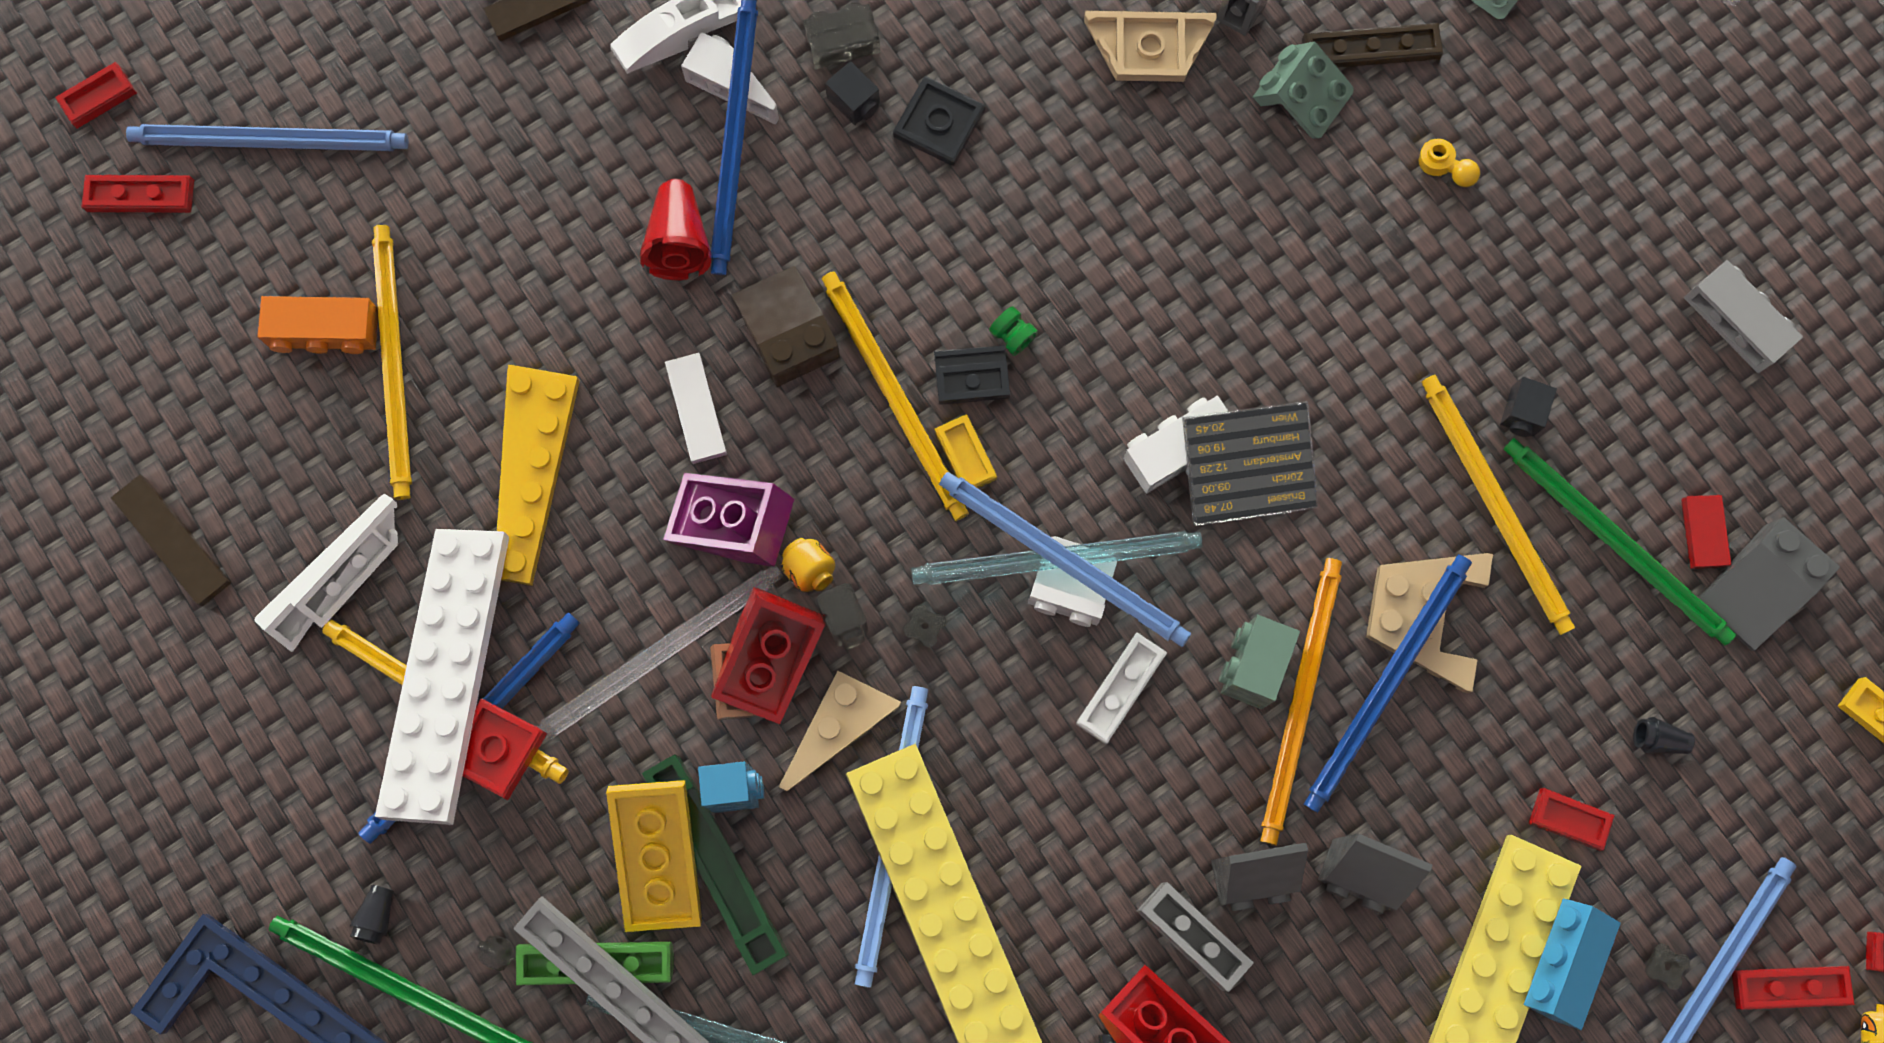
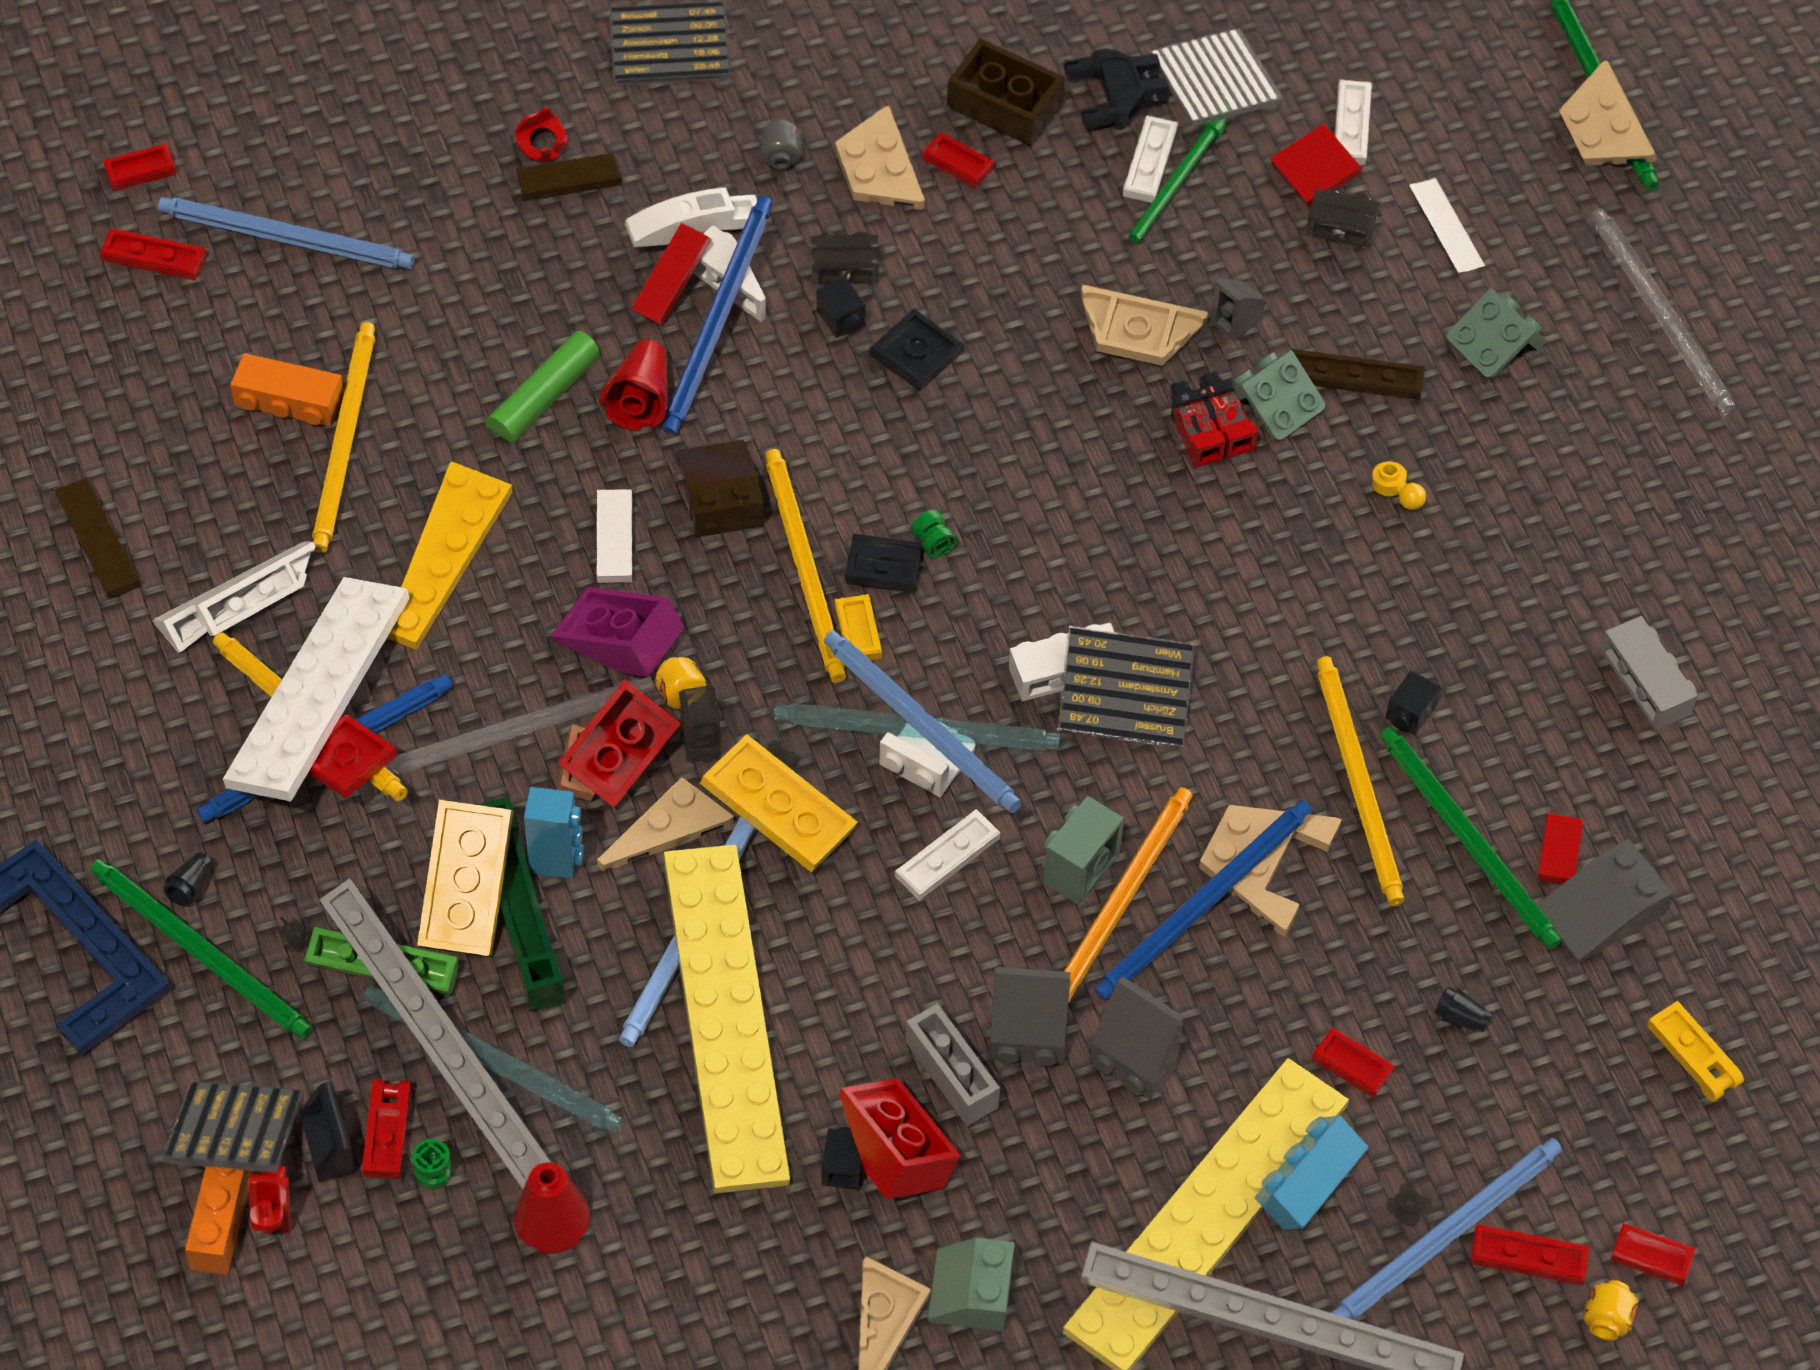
camera: 15 degrees right, 20 degrees down
(578, 254) = (544, 386): none -> bright green brick
(674, 97) = (671, 274): none -> red tile
(943, 682) = (778, 803): none -> yellow plate
(1250, 134) = (1211, 420): none -> hips

